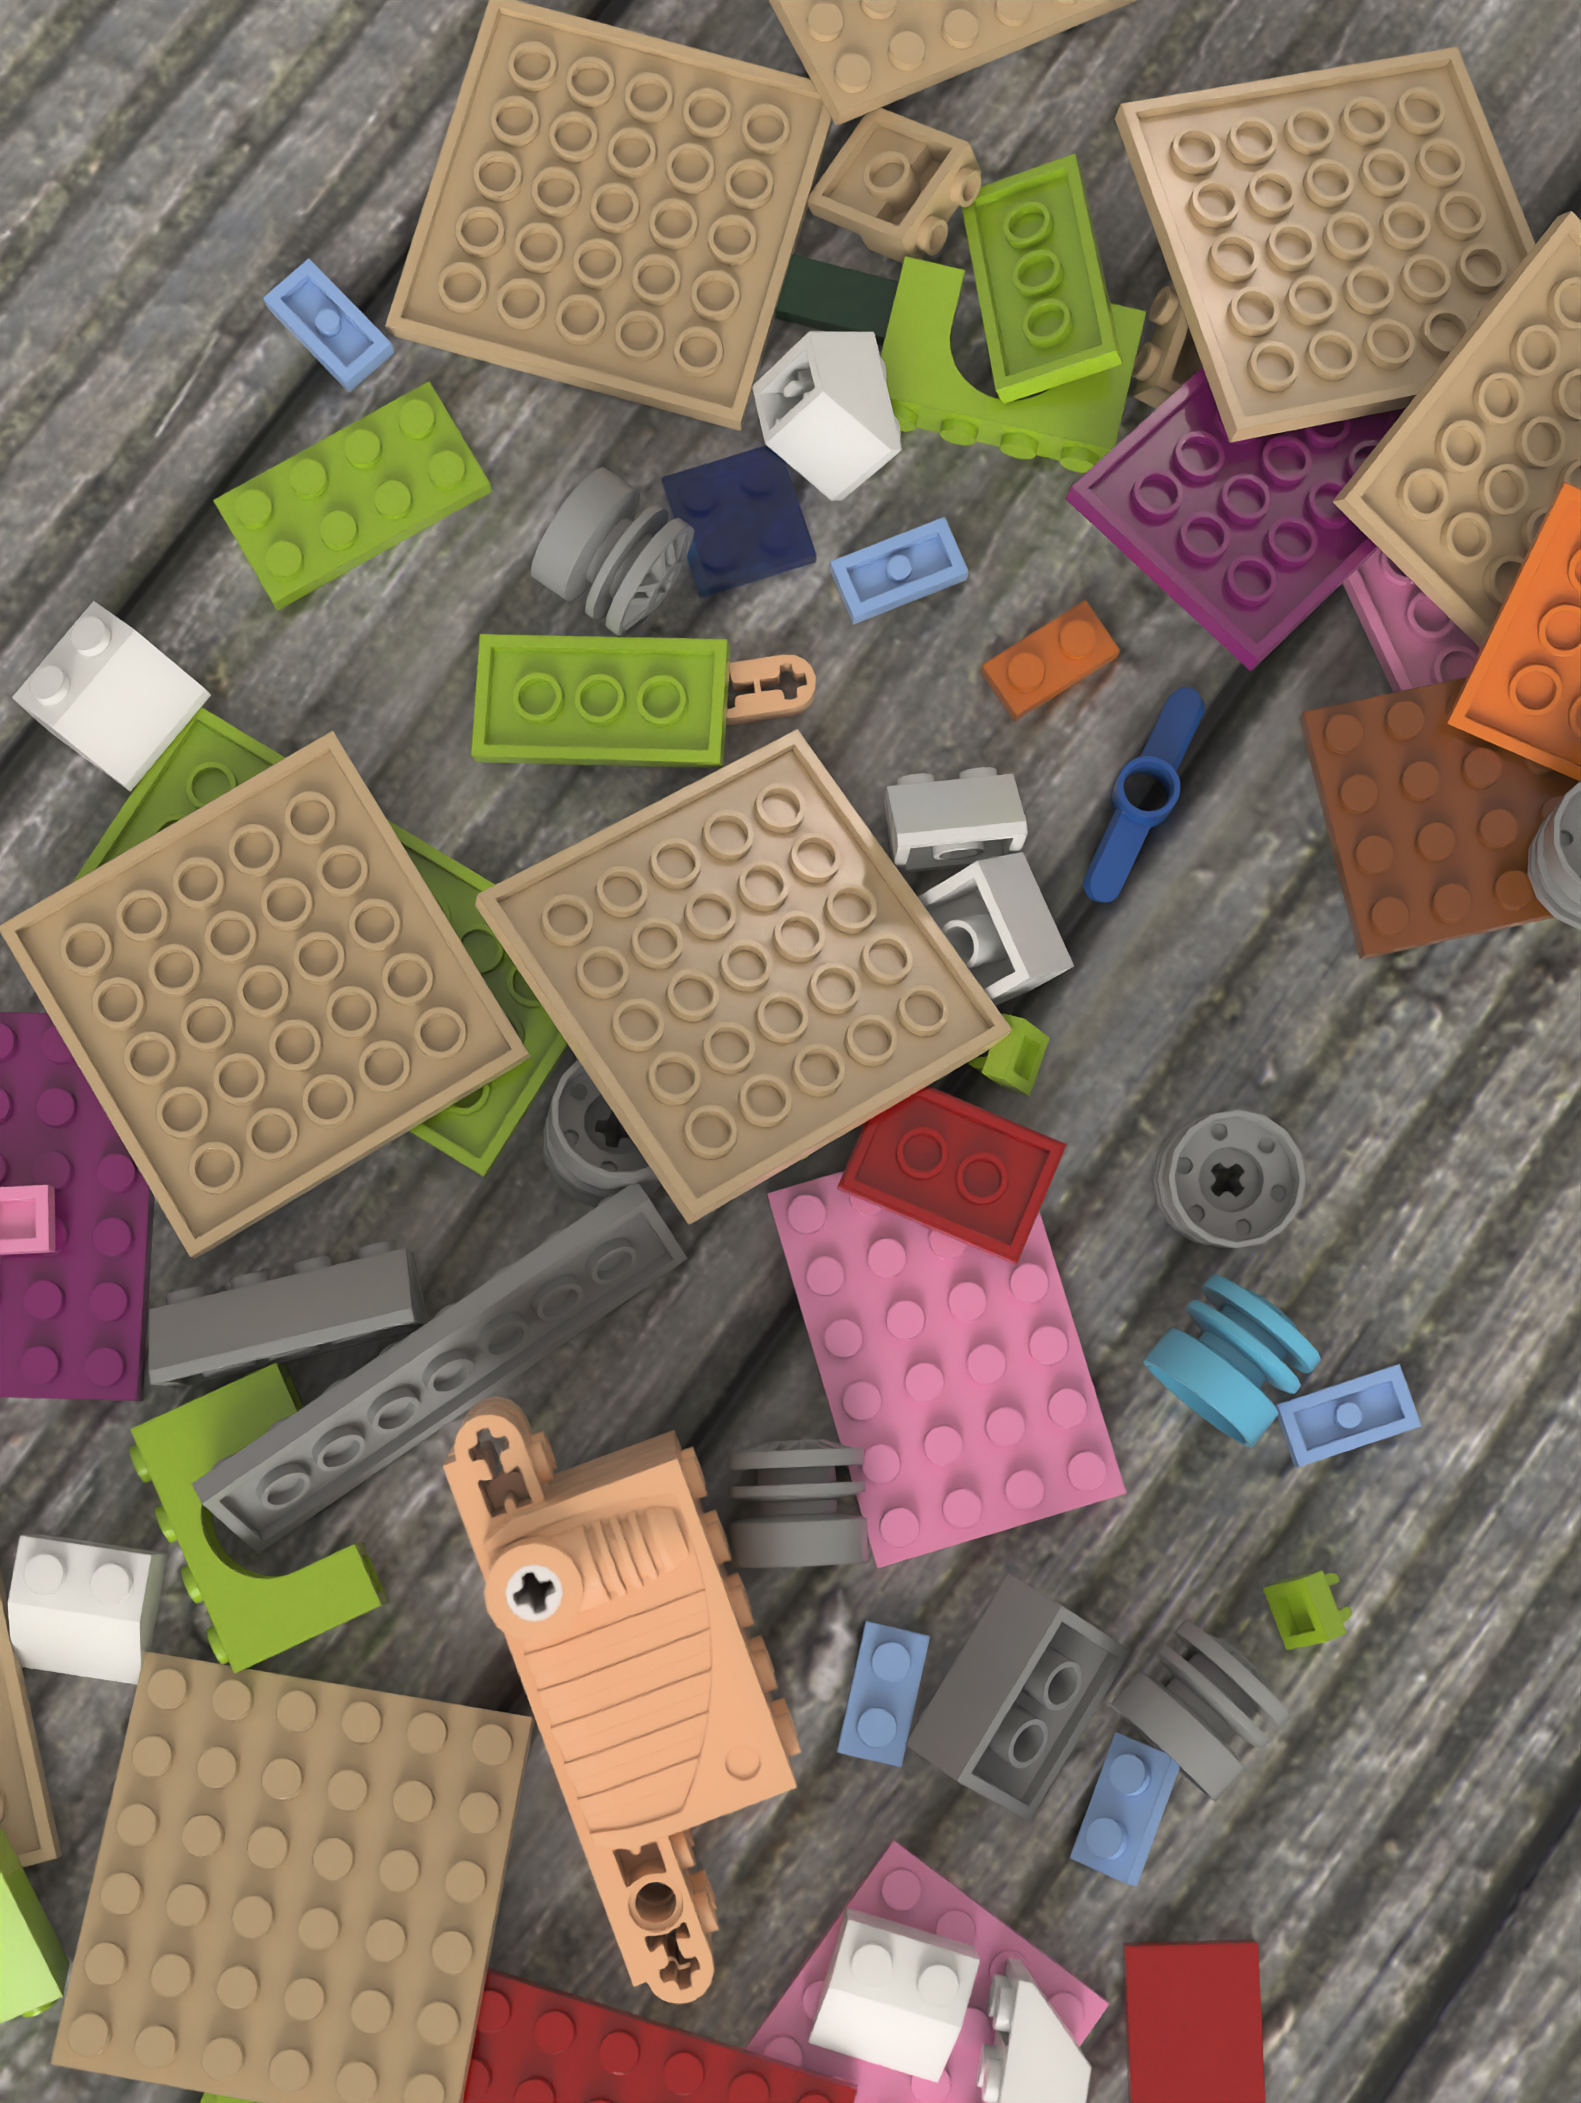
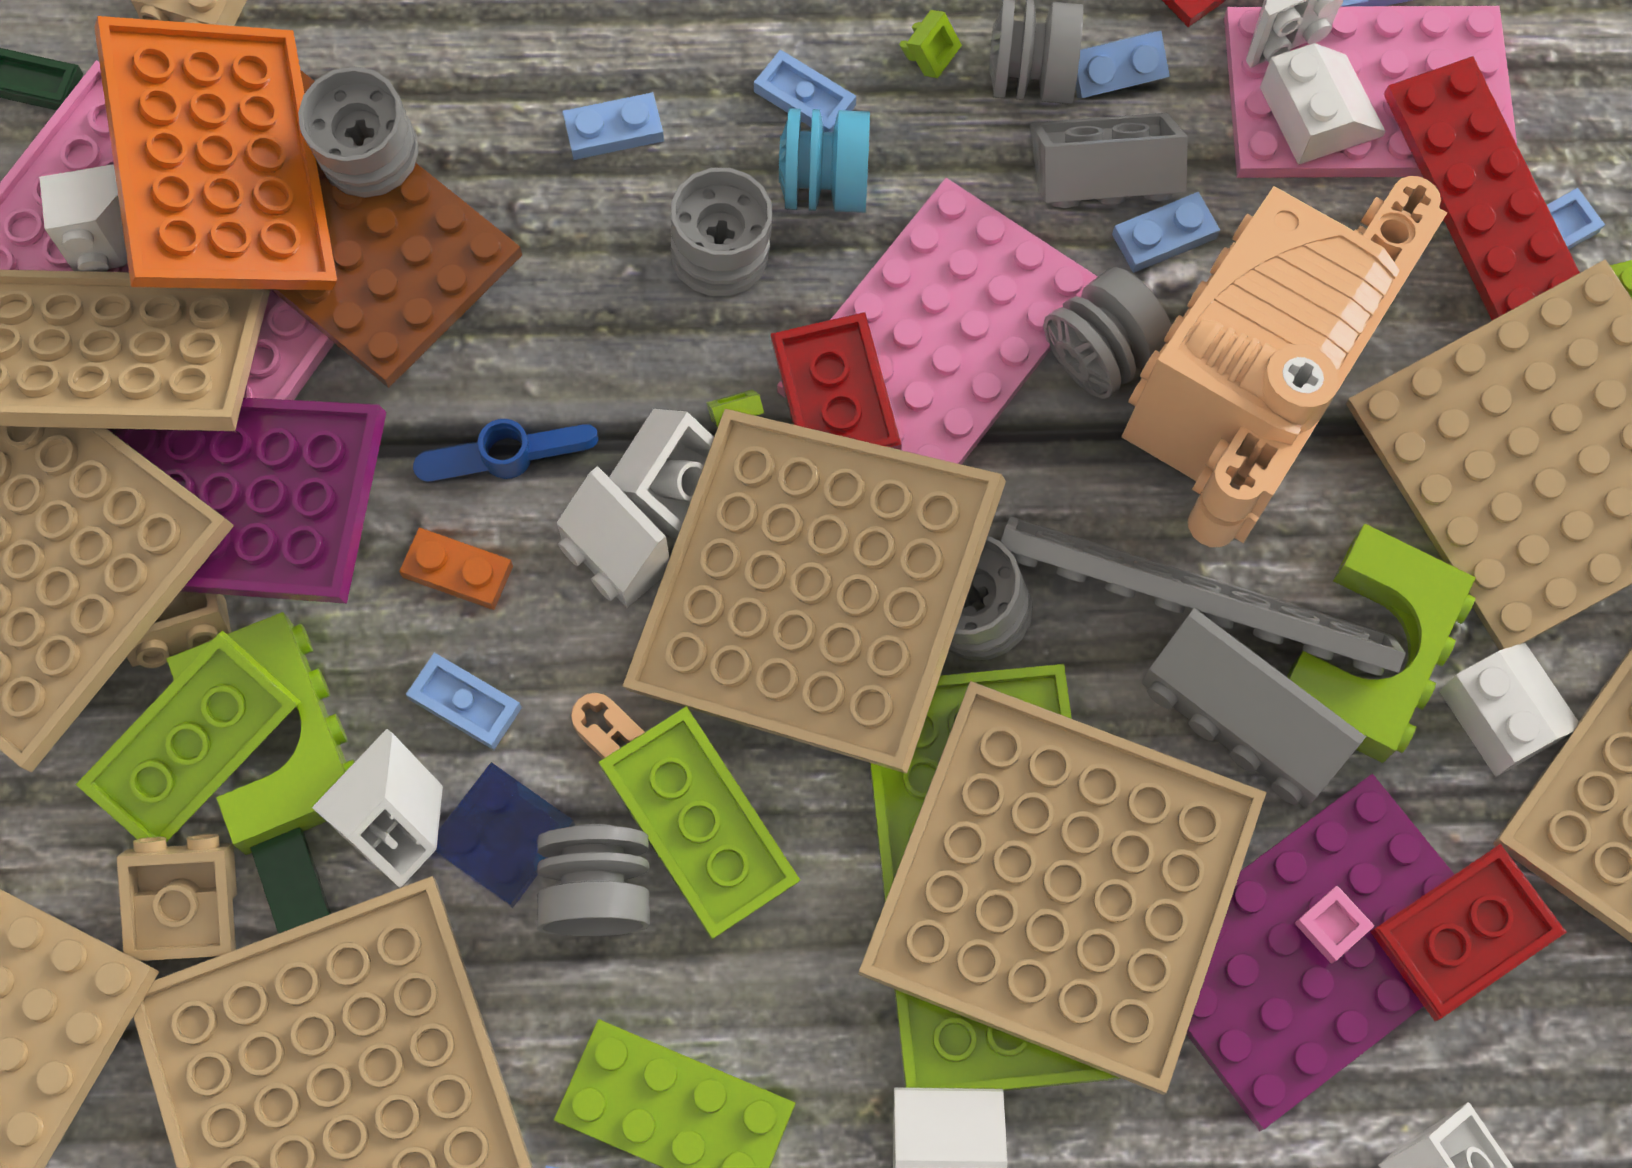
camera: 125 degrees left, 10 degrees down
(1460, 1177) = (613, 126): none -> light blue plate

